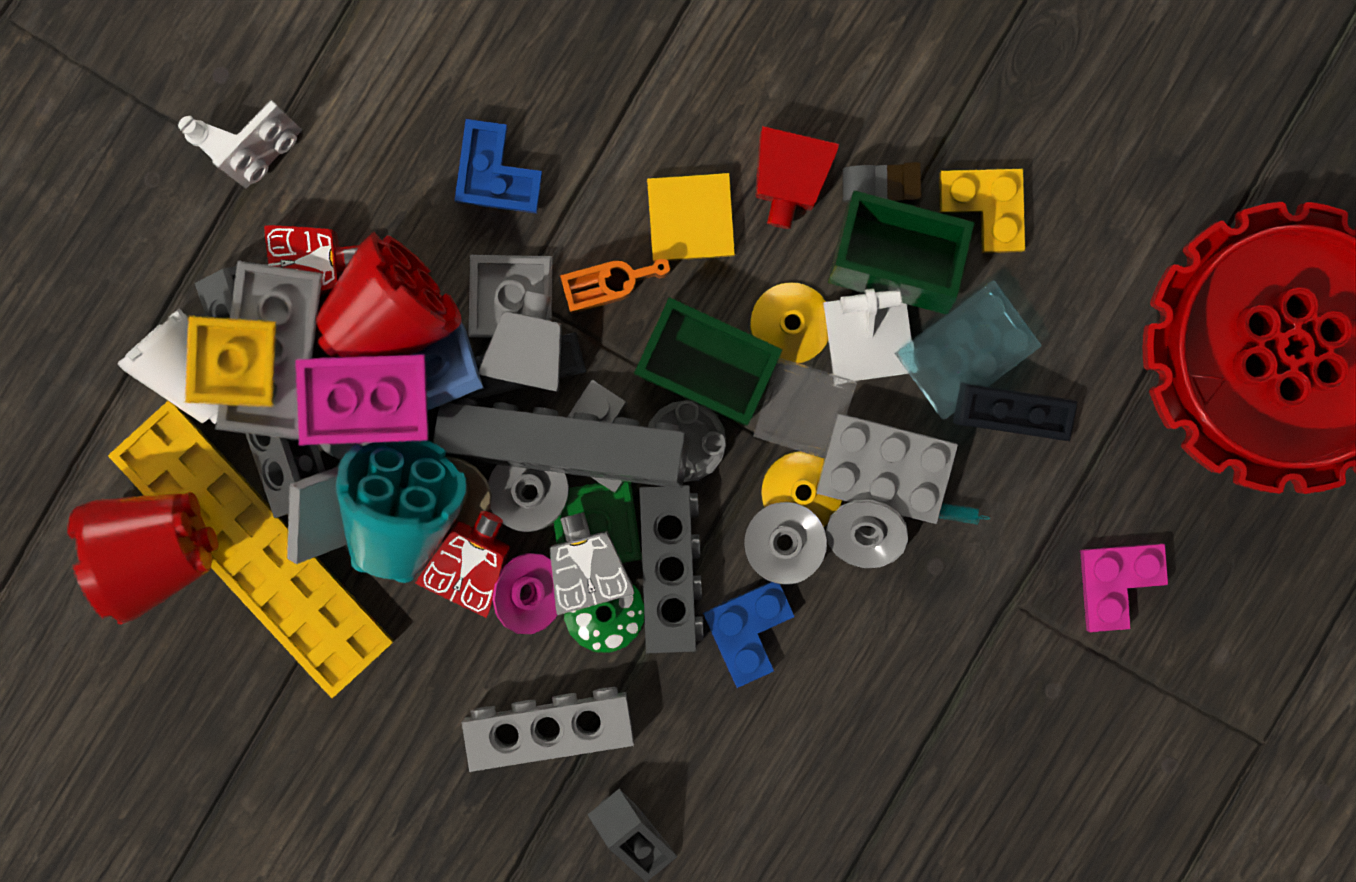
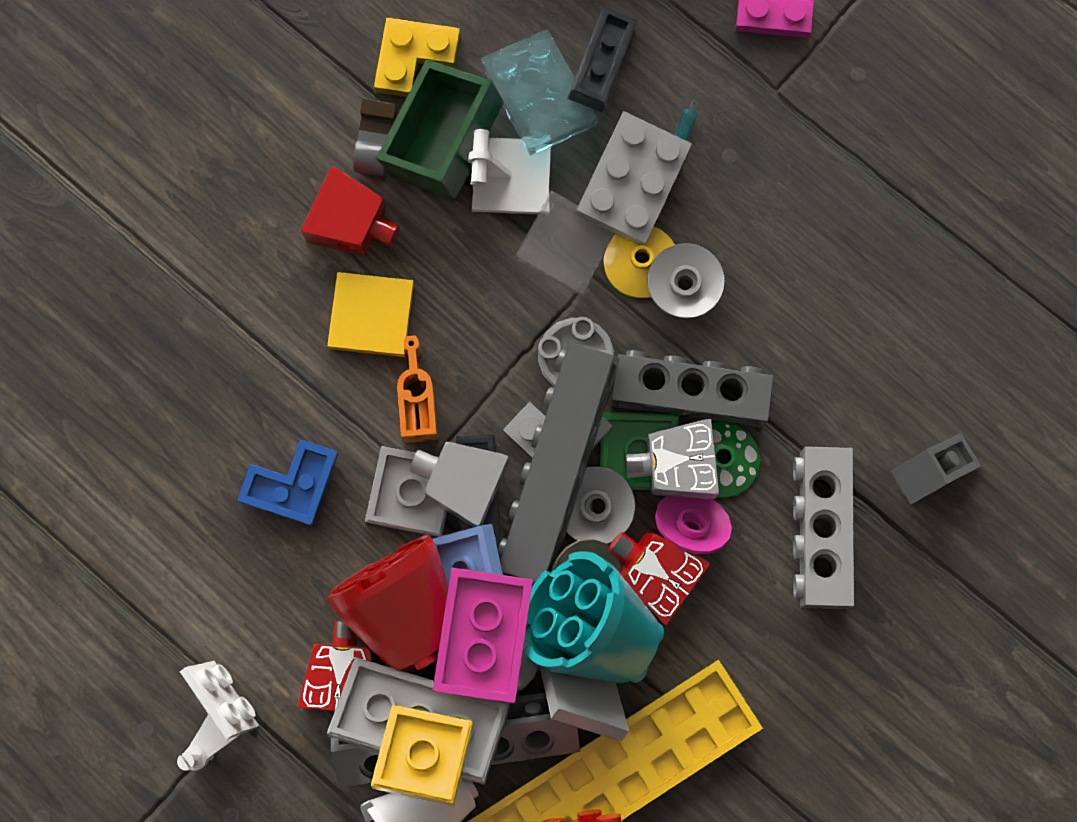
camera: 85 degrees left, 10 degrees down
(708, 361) = (507, 317): dark green piece -> none
(737, 626) = (758, 341): blue plate -> none
(797, 300) = (487, 261): yellow dish -> none
(865, 545) = (701, 206): light grey dish -> none

